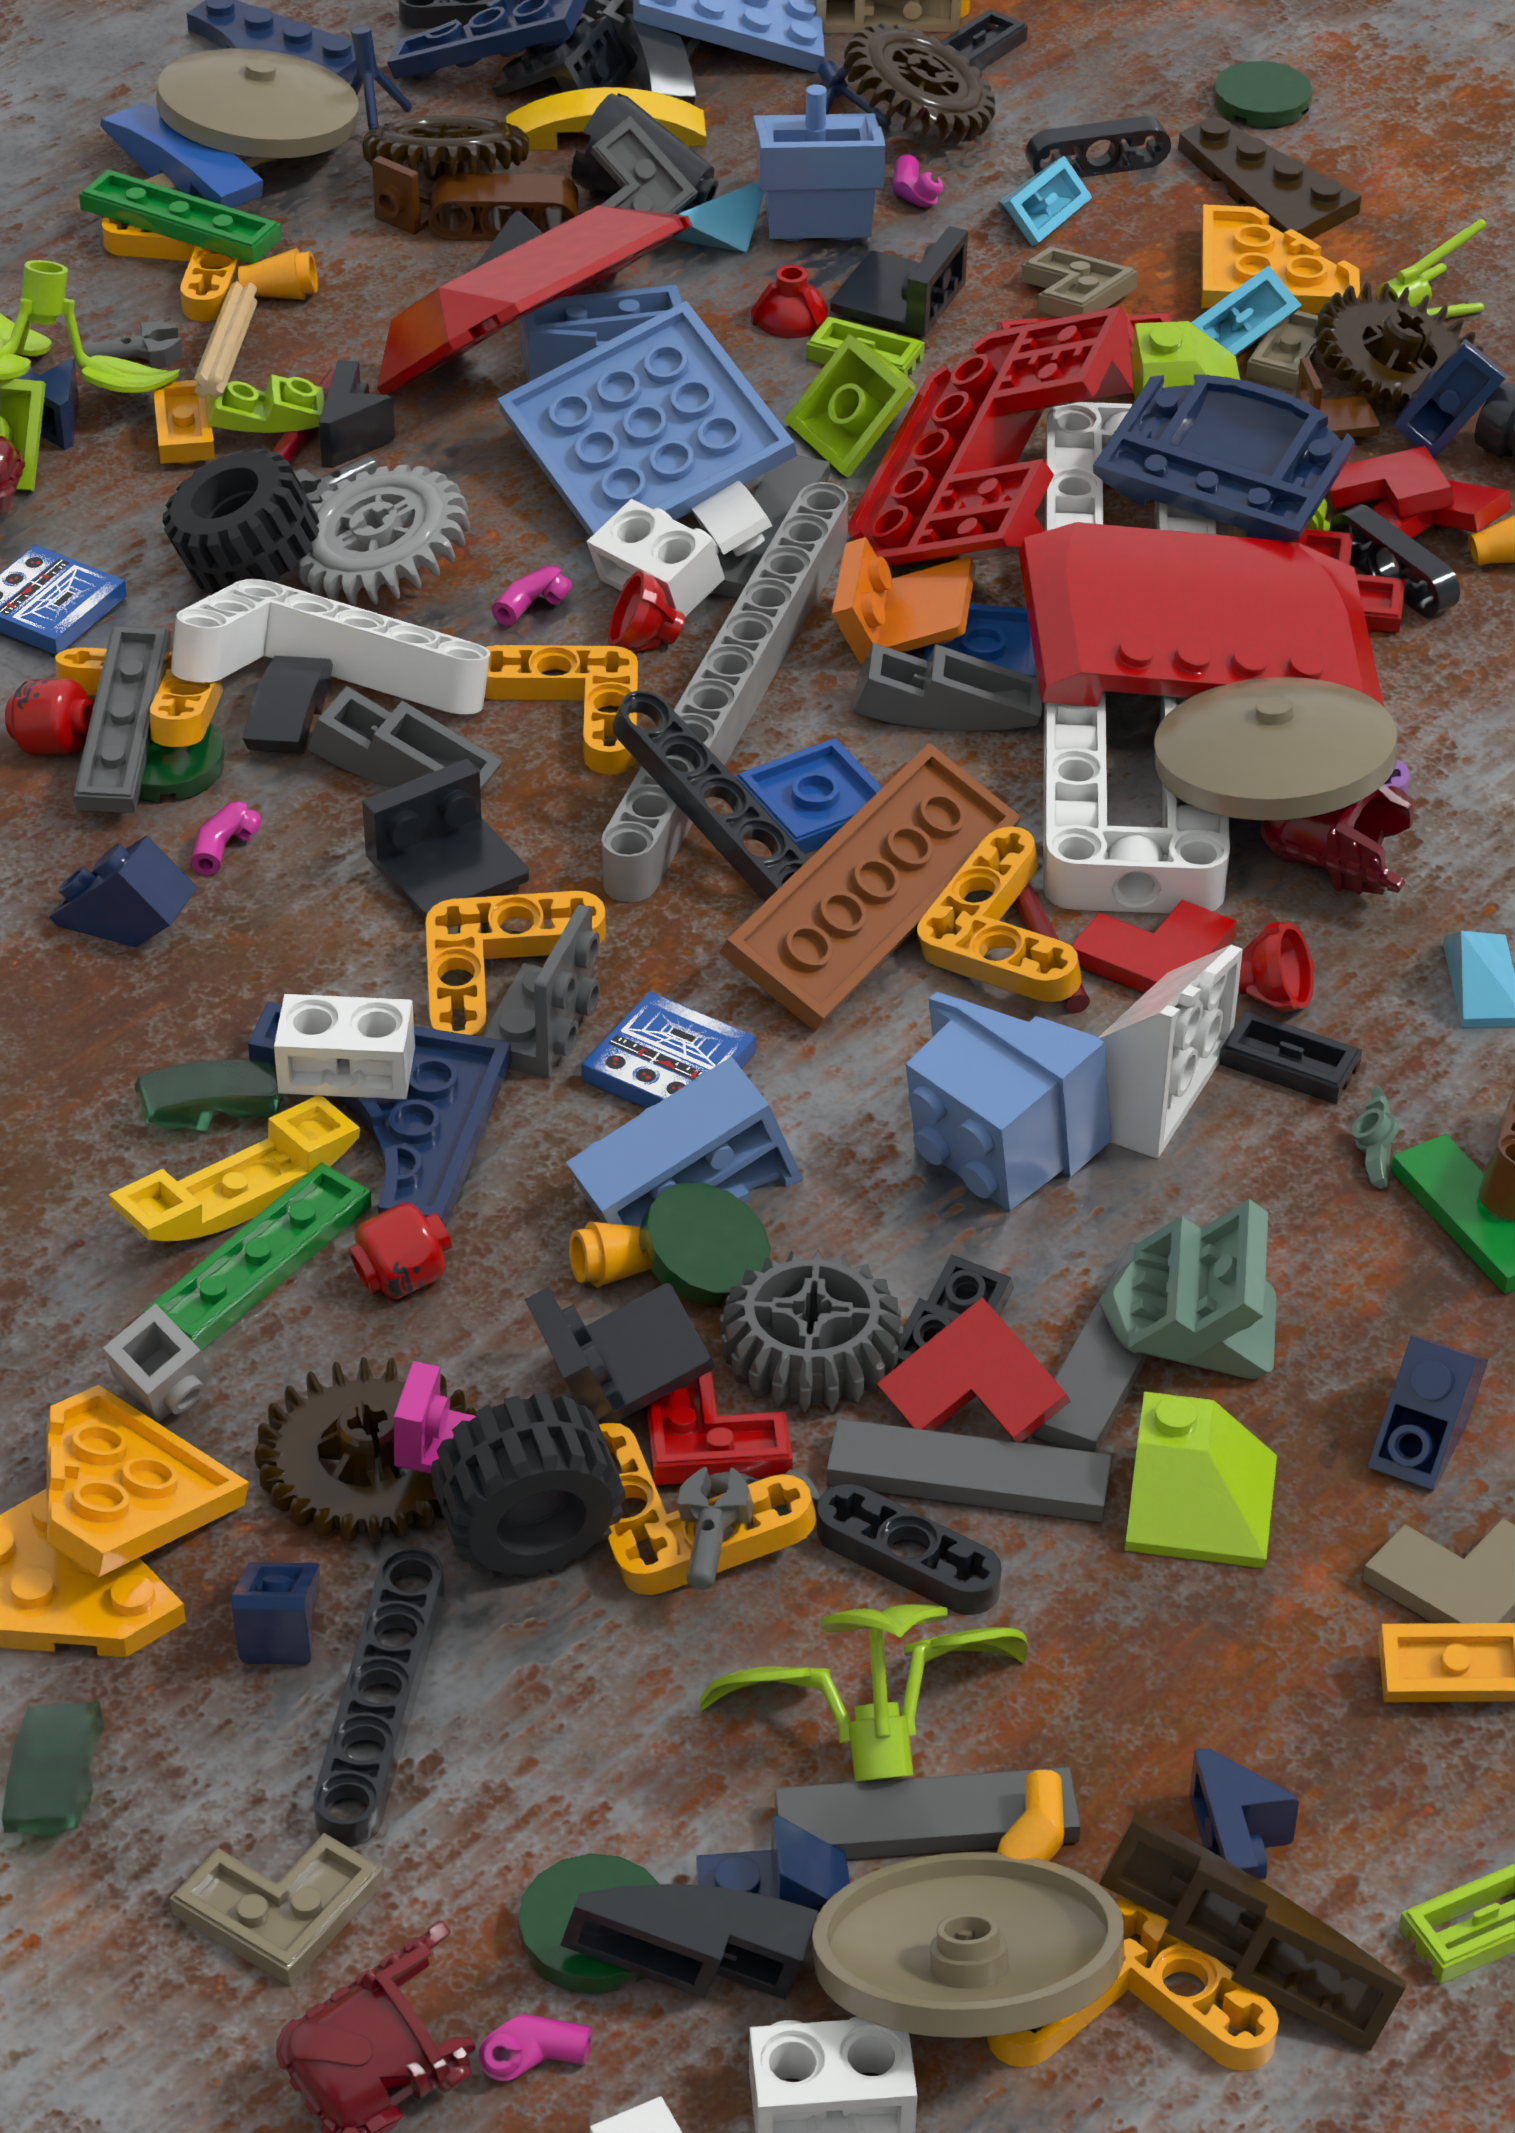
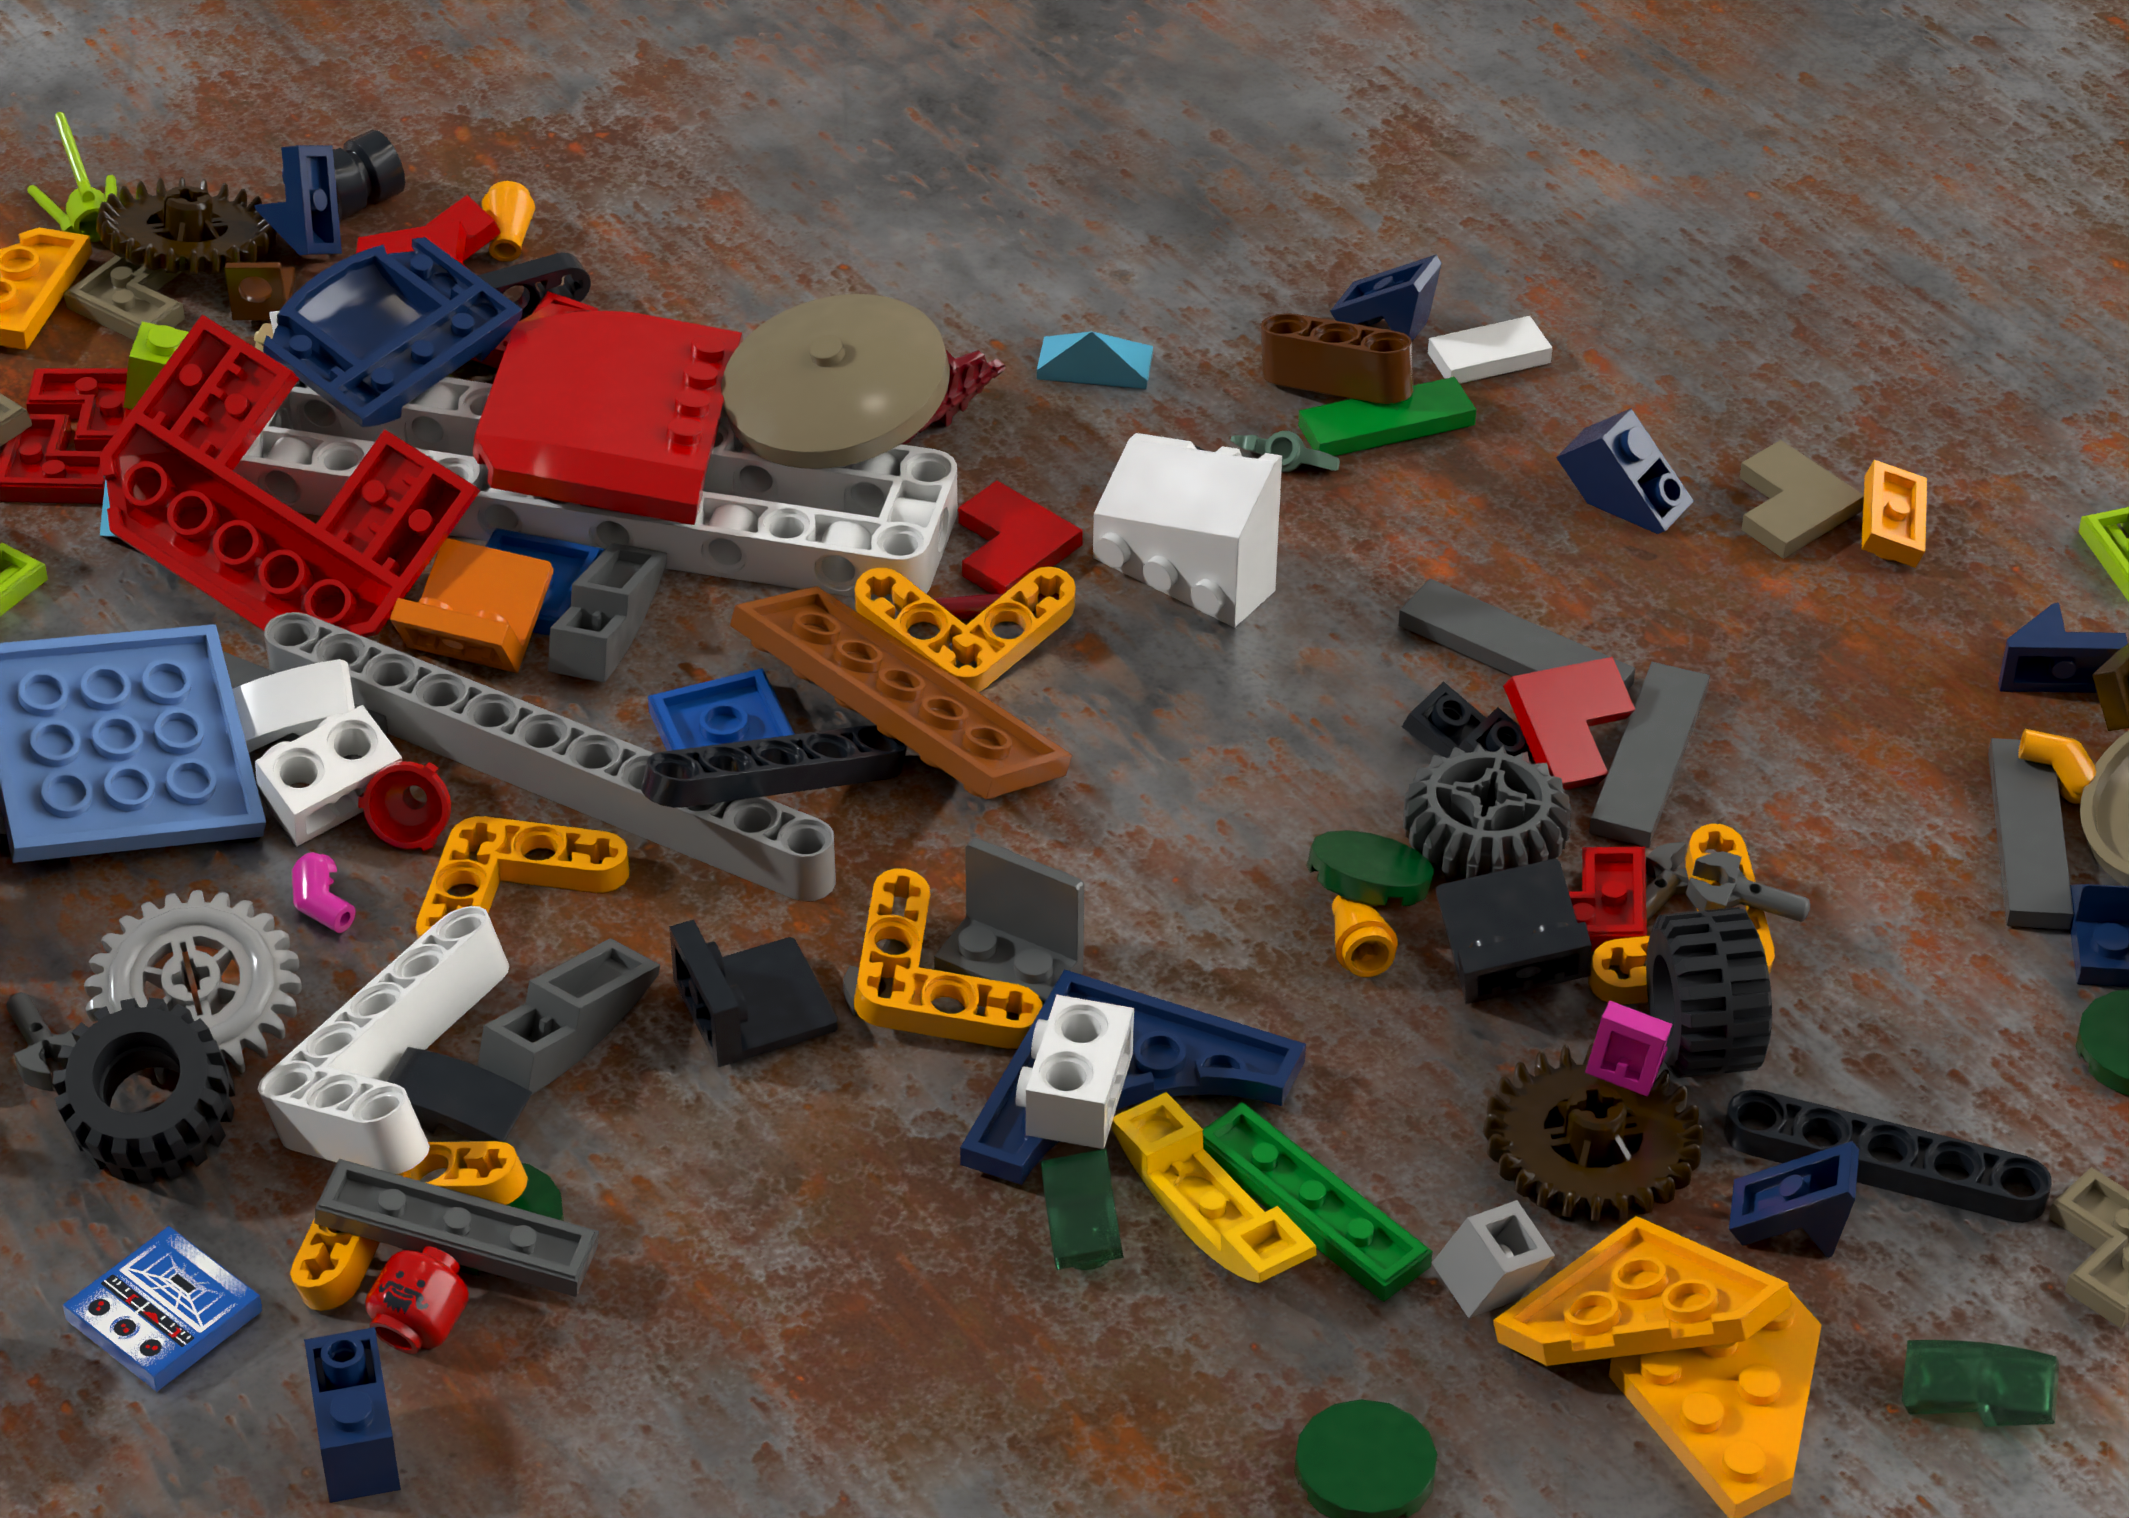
camera: 80 degrees left, 0 degrees up
(125, 895) = (754, 1257): dark blue slope -> none
(213, 835) = (650, 1181): dark pink arm -> none
(392, 1247) = (1342, 1081): red head -> none
(662, 1050) = (1115, 868): tile -> none
(704, 1133) = (1264, 859): medium blue wedge -> none
(850, 404) = (117, 586): lime slope -> none
(879, 1734) = (1905, 883): lime plant -> none
(923, 1574) = (1746, 778): black beam -> none
(1007, 1099) = (1253, 634): medium blue piece -> none
(1199, 1295) = (1506, 557): sand green piece -> none
(1199, 1484) = (1690, 625): lime slope -> none
(1249, 312) = (79, 316): medium azure slope -> none
(1278, 968) = (1077, 463): red piece -> none

